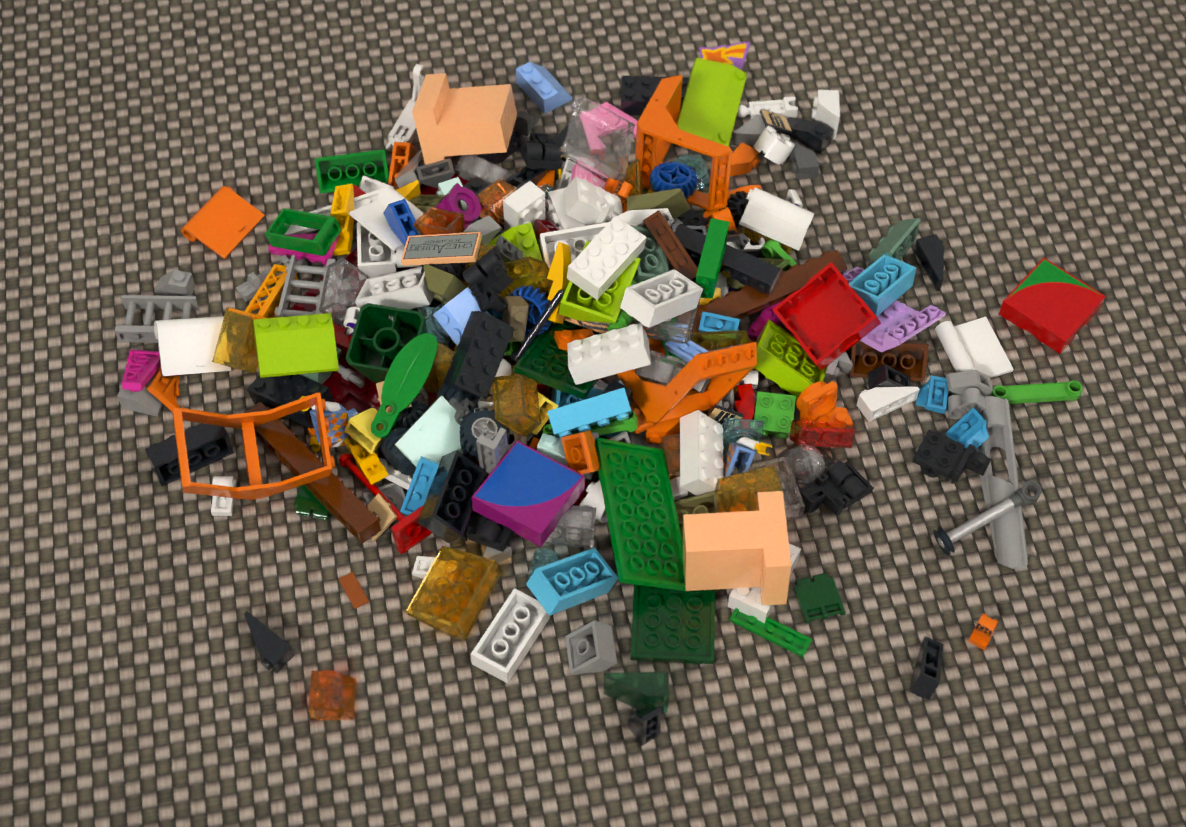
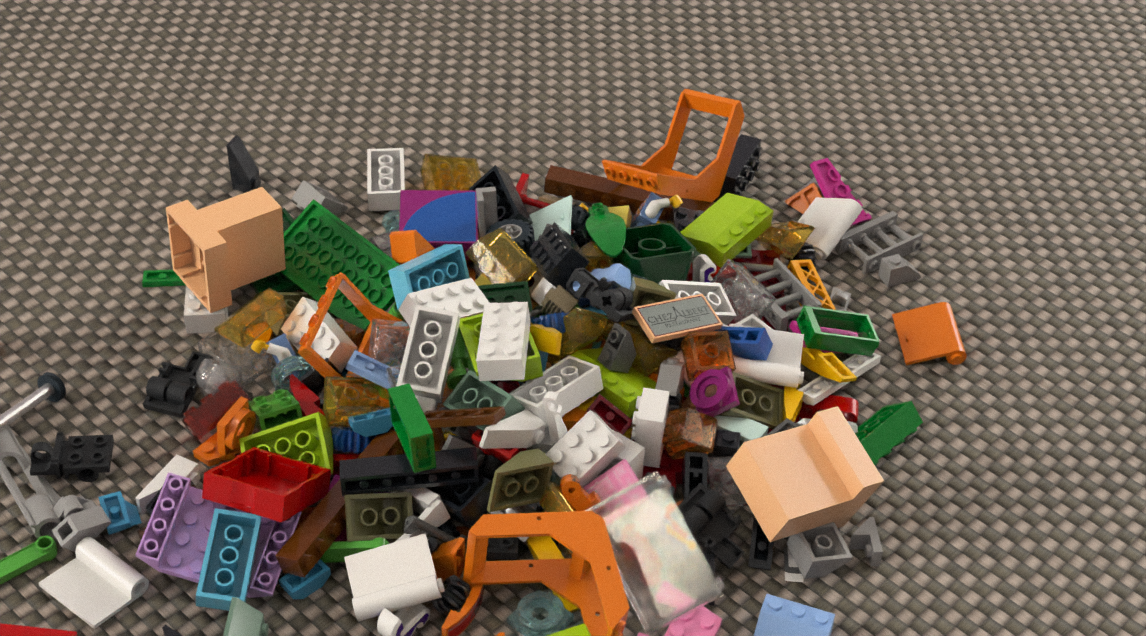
camera: 145 degrees right, 15 degrees down
(222, 505) = (690, 167): white plate -> none
(272, 649) = (560, 113): black slope -> none
(331, 696) = (485, 107): clear orange slope -> none
(353, 590) = (531, 168): dark orange sticker -> none
(405, 127) = (889, 518): white hinge -> none
(419, 485) = (535, 206): dark azure hinge -> none
(525, 122) = (770, 575): dark grey slope -> none
(571, 581) = (366, 203): medium azure brick -> none
(638, 689) = (273, 178): clear green slope -> none
(674, 176) = (530, 571): blue gear -> none
(818, 597) = (153, 309): dark green plate -> none
(927, 668) = (28, 298): black slope -> none
(969, 430) = (68, 486): dark azure slope -> none

